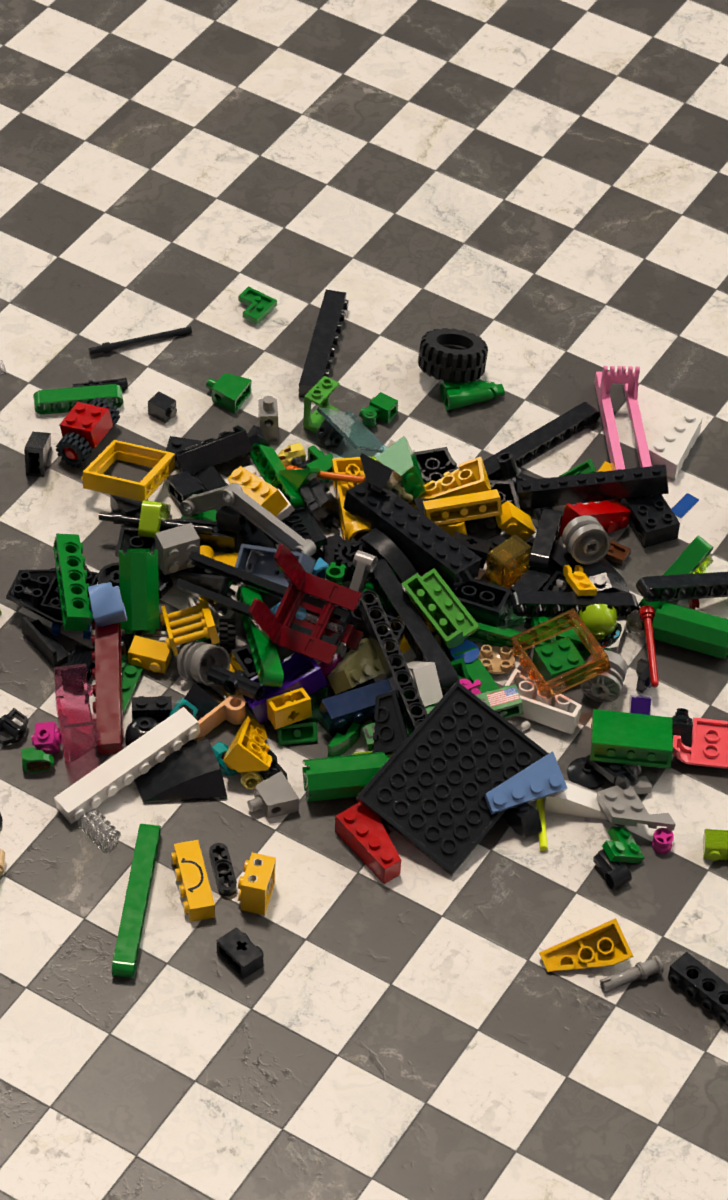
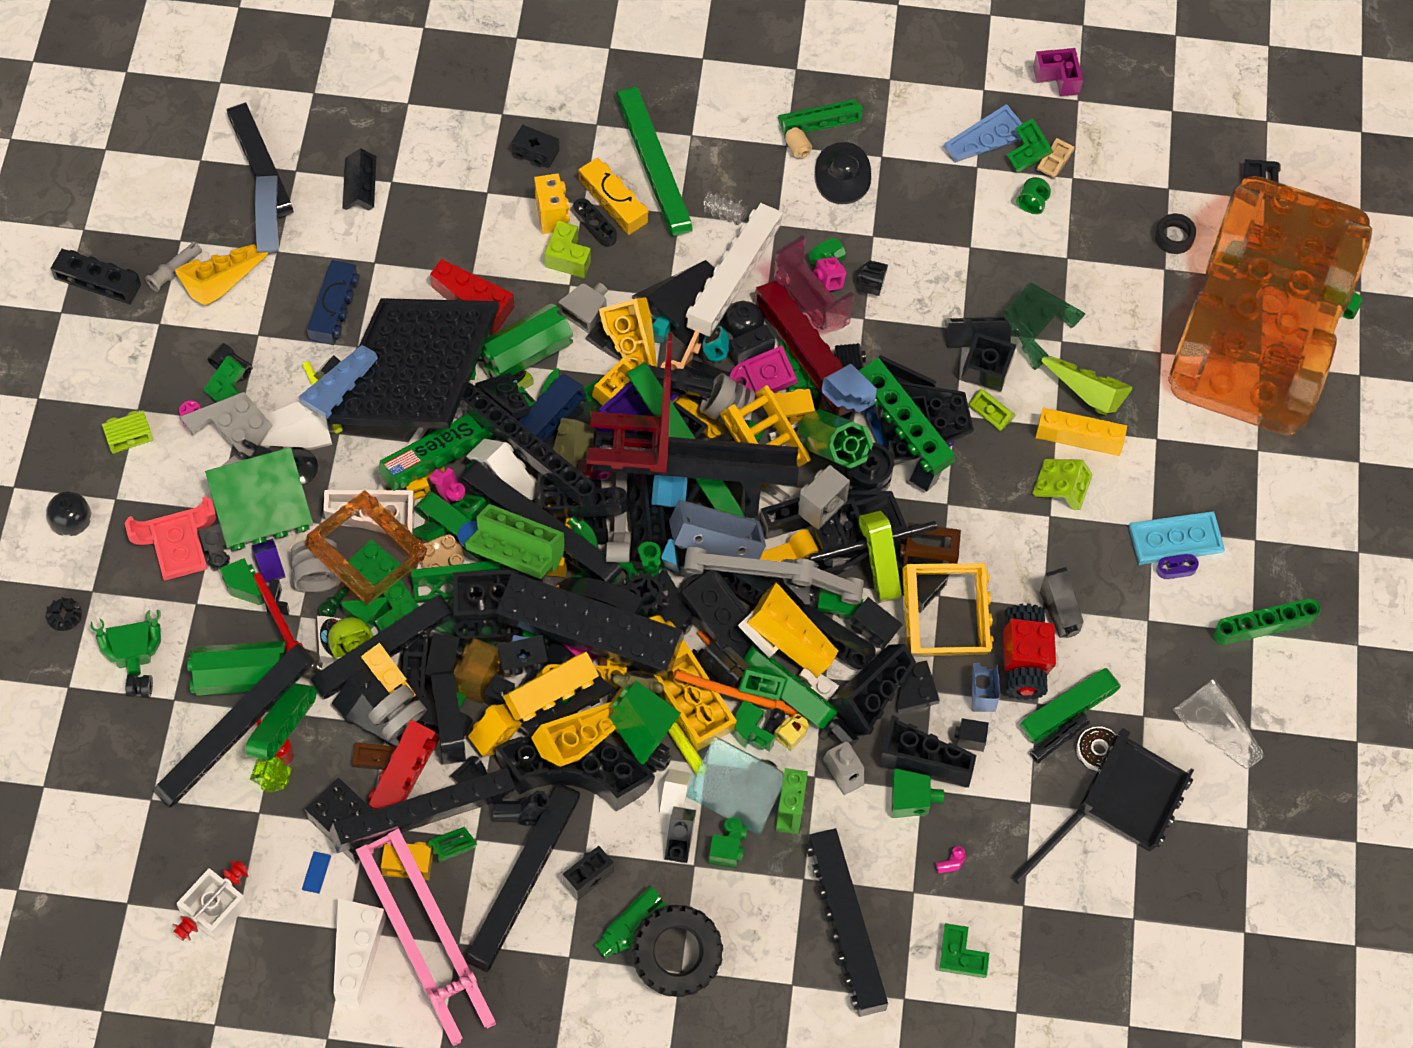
camera: 155 degrees right, 15 degrees up
(67, 371) = (1087, 740): none -> tile
(71, 335) = (1135, 792): none -> black panel
(95, 506) = (950, 554): none -> reddish brown panel
(134, 415) = (985, 704): none -> medium blue piece
(155, 683) = (766, 369): none -> dark pink tile
(206, 404) = (925, 754): none -> black wedge
(225, 351) = (955, 861): none -> dark pink arm
(265, 840) = (565, 254): none -> lime brick
(379, 476) = (654, 657): black slope -> none
(409, 425) = (680, 834): none -> black slope
(423, 988) = (359, 180): none -> black panel
(489, 424) = (588, 872): none -> black brick
(497, 884) = (333, 302): none -> dark blue brick
(499, 674) = (428, 531): none -> green tile
(510, 1044) = (257, 153): none -> black beam
(524, 977) = (266, 214): none -> sand blue slope
(668, 696) = (240, 581): none -> green slope

